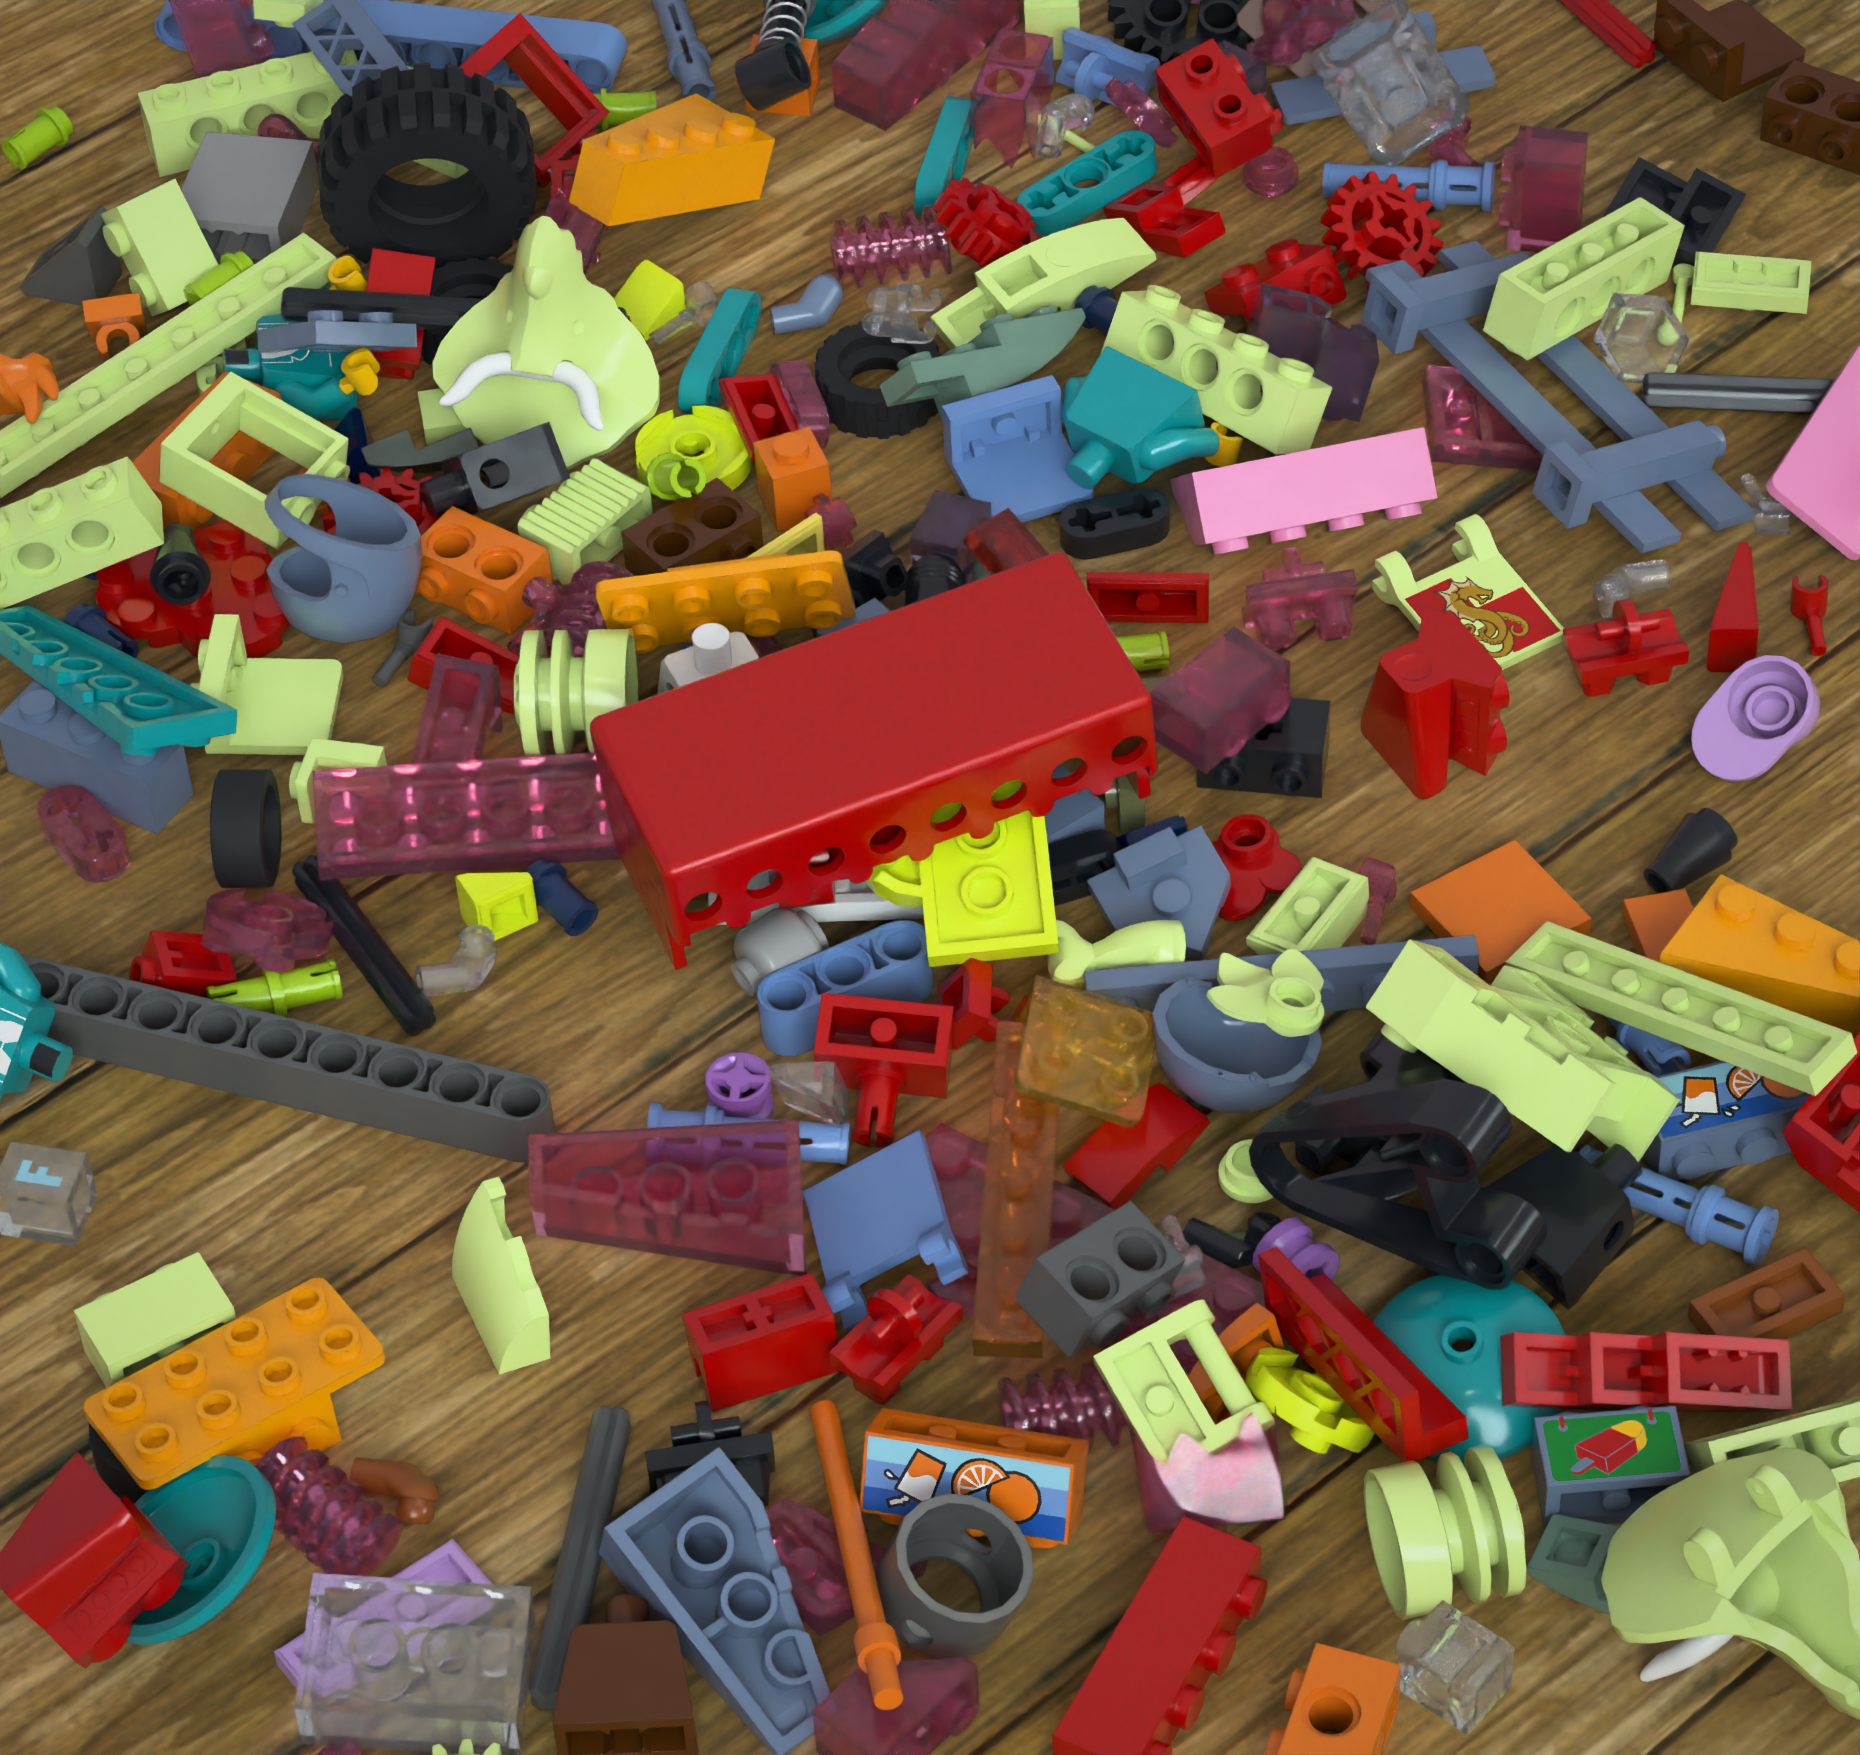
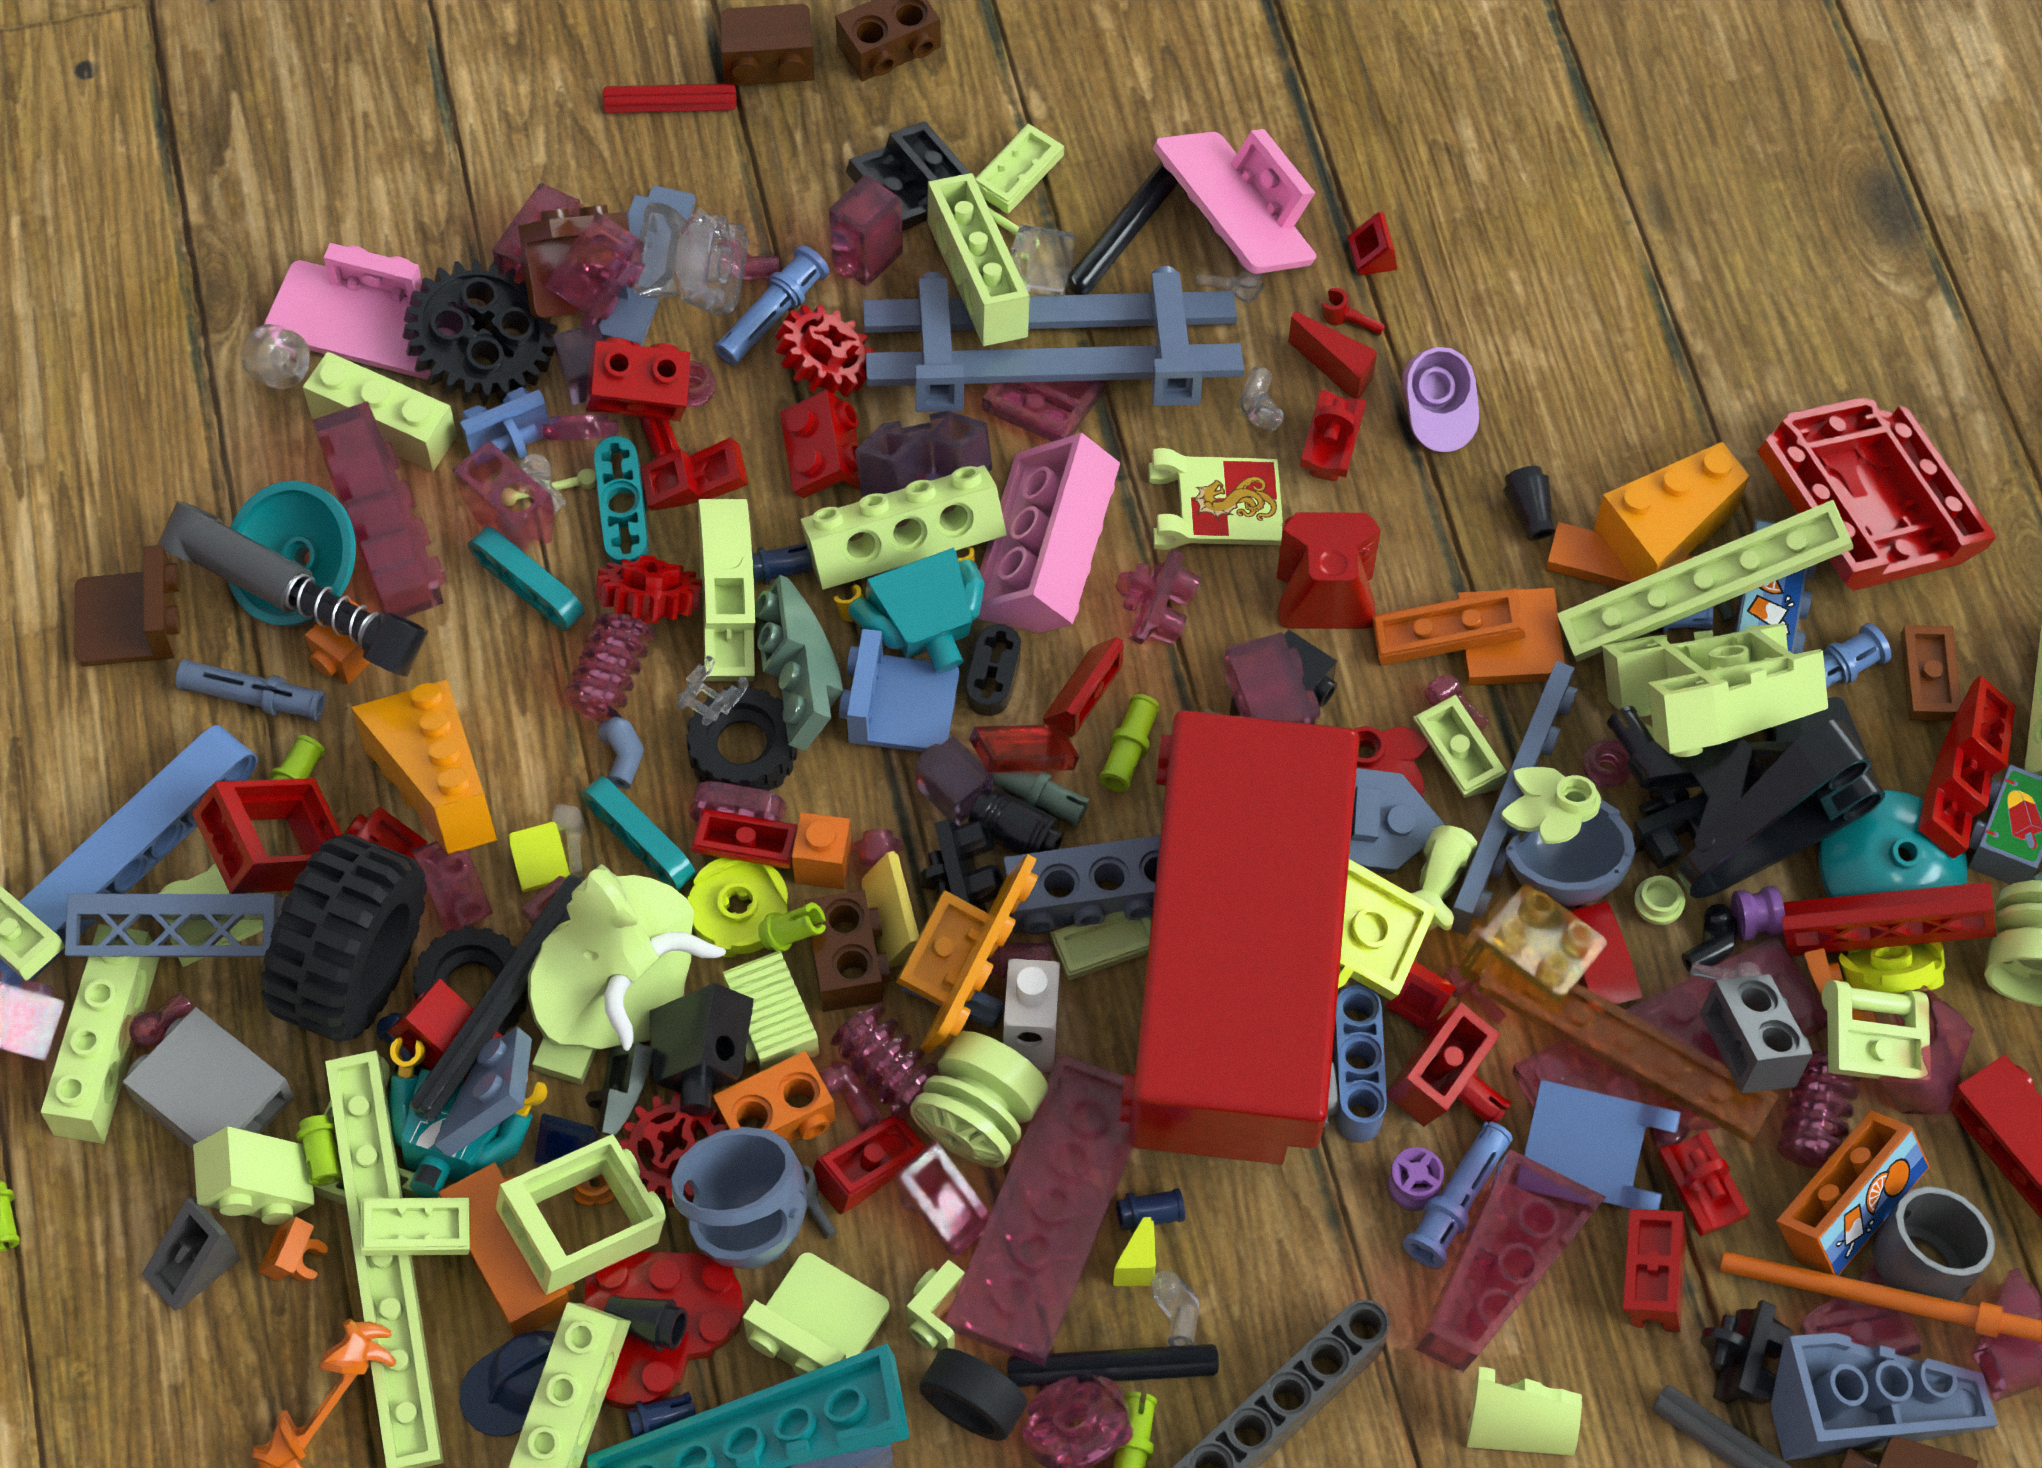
camera: 65 degrees left, 15 degrees up
(168, 359) = (414, 1226): none -> yellowish green plate
(813, 1089) = (1450, 1126): clear slope -> none
(1459, 845) = (1448, 626): none -> orange tile

